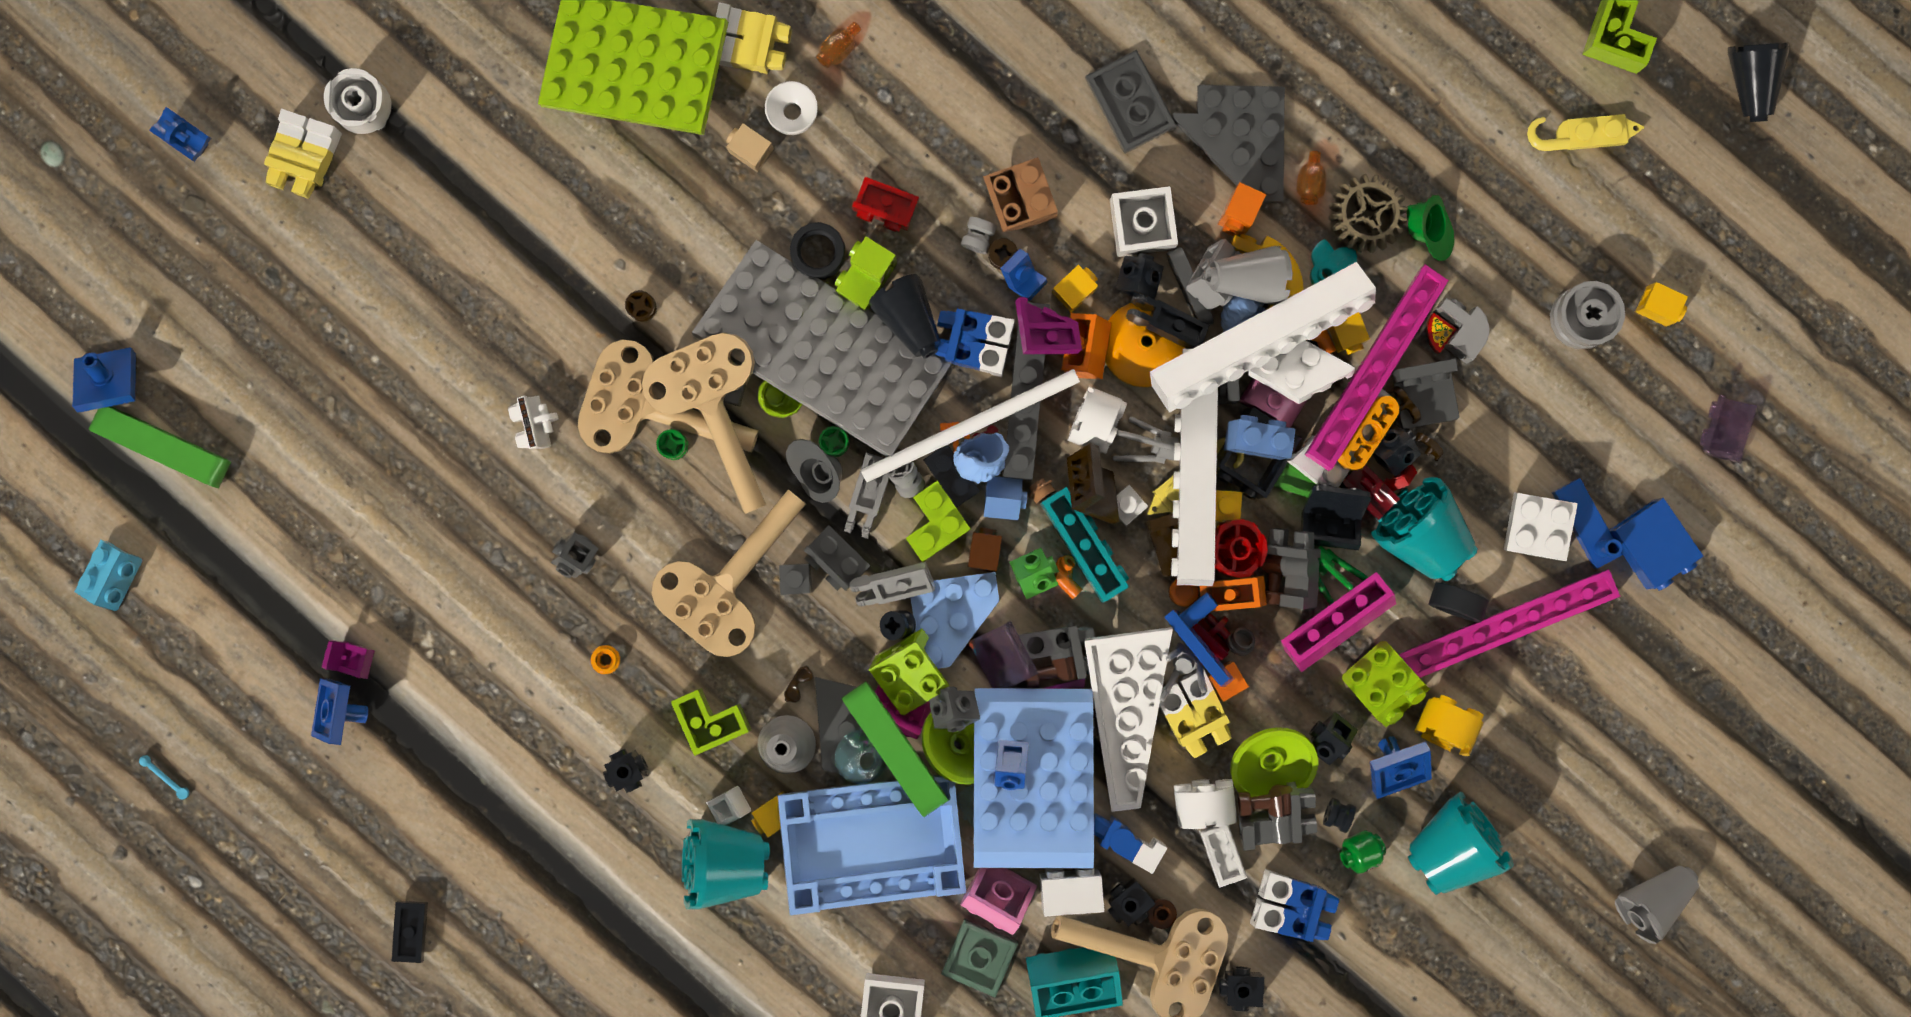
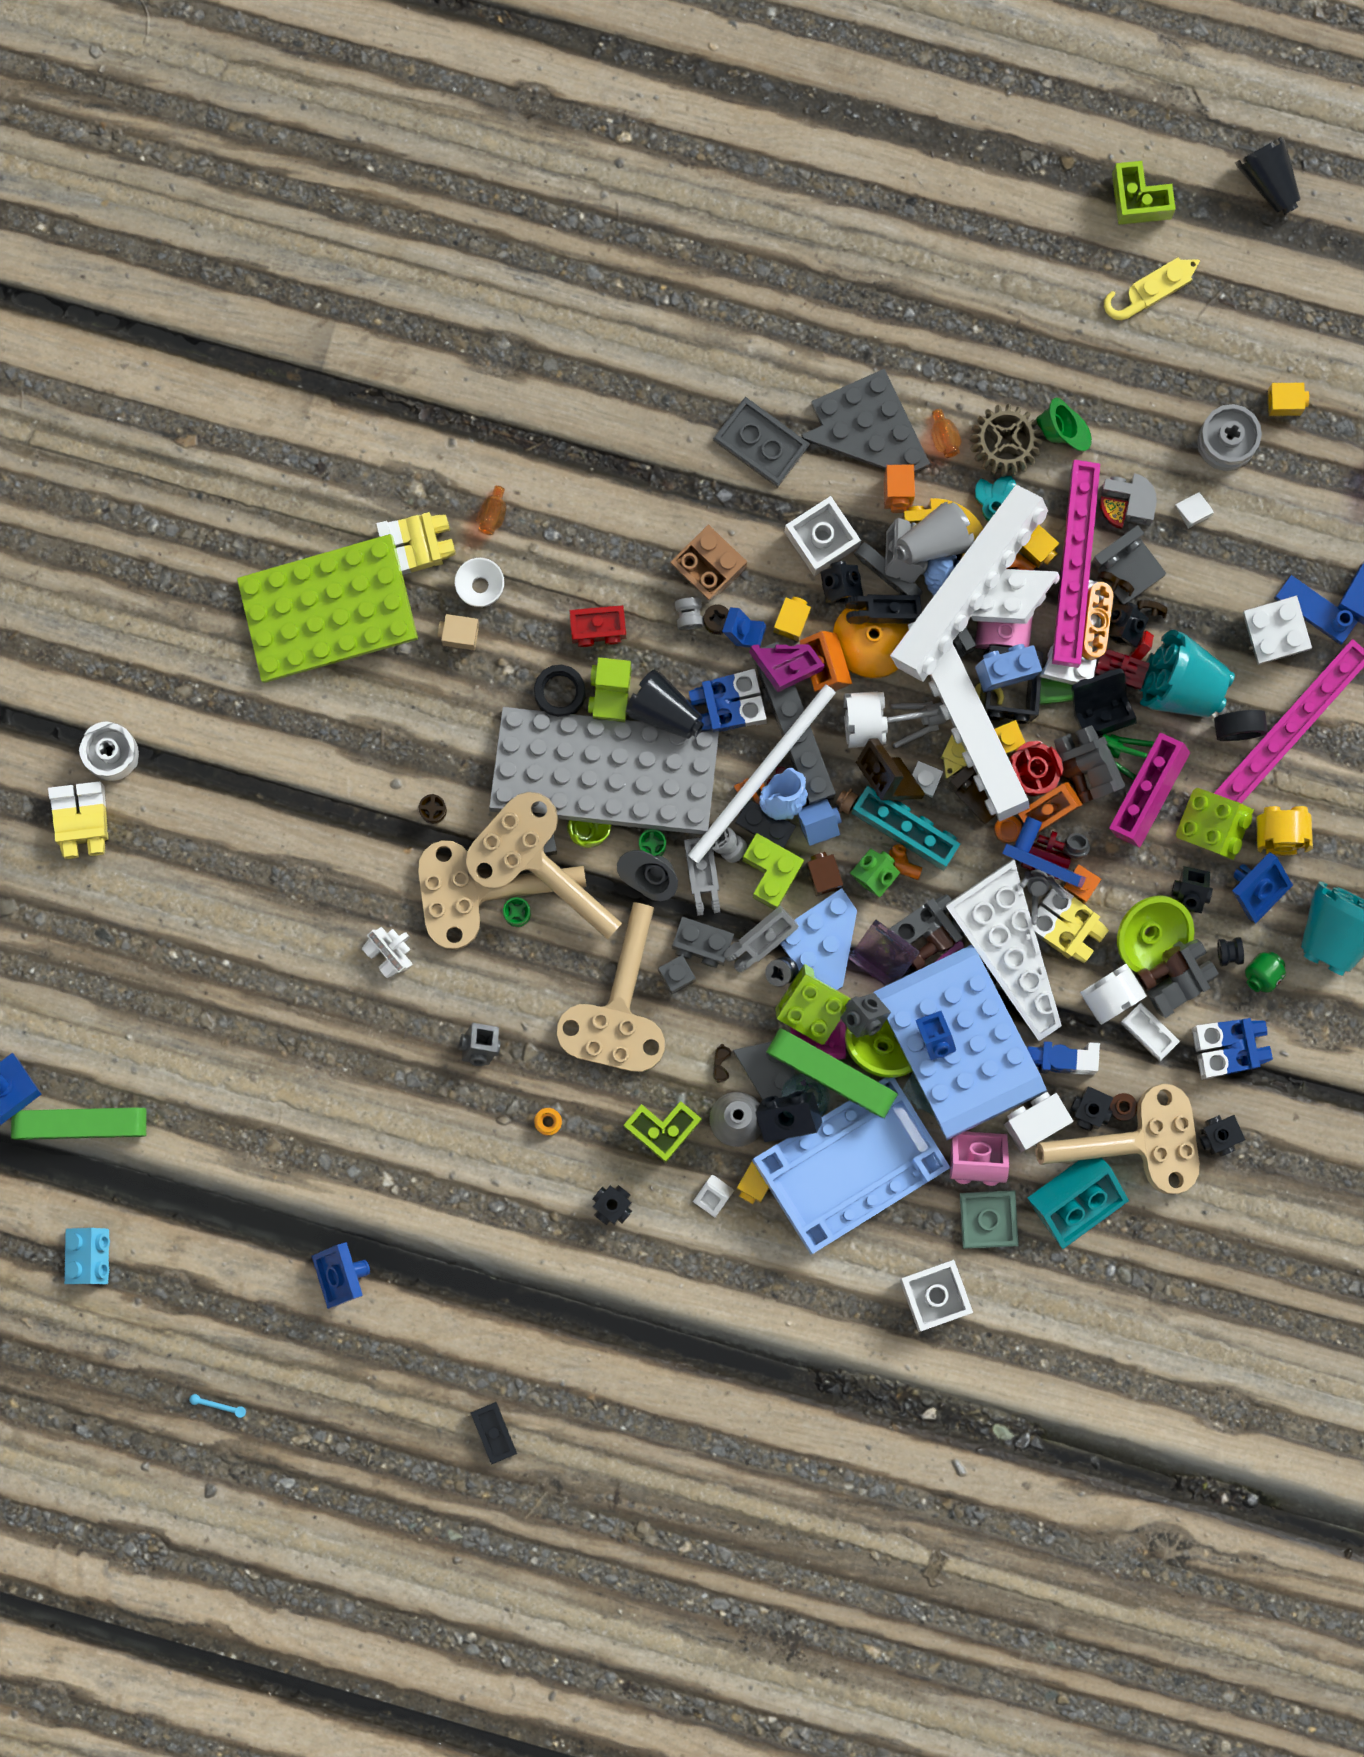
camera: 25 degrees left, 5 degrees down
(348, 658) = (329, 1225): magenta bracket -> none
(722, 864) = (732, 1242): teal cone -> none
(833, 770) = (778, 1126): none -> black brick
(1517, 369) = (1194, 510): none -> white slope

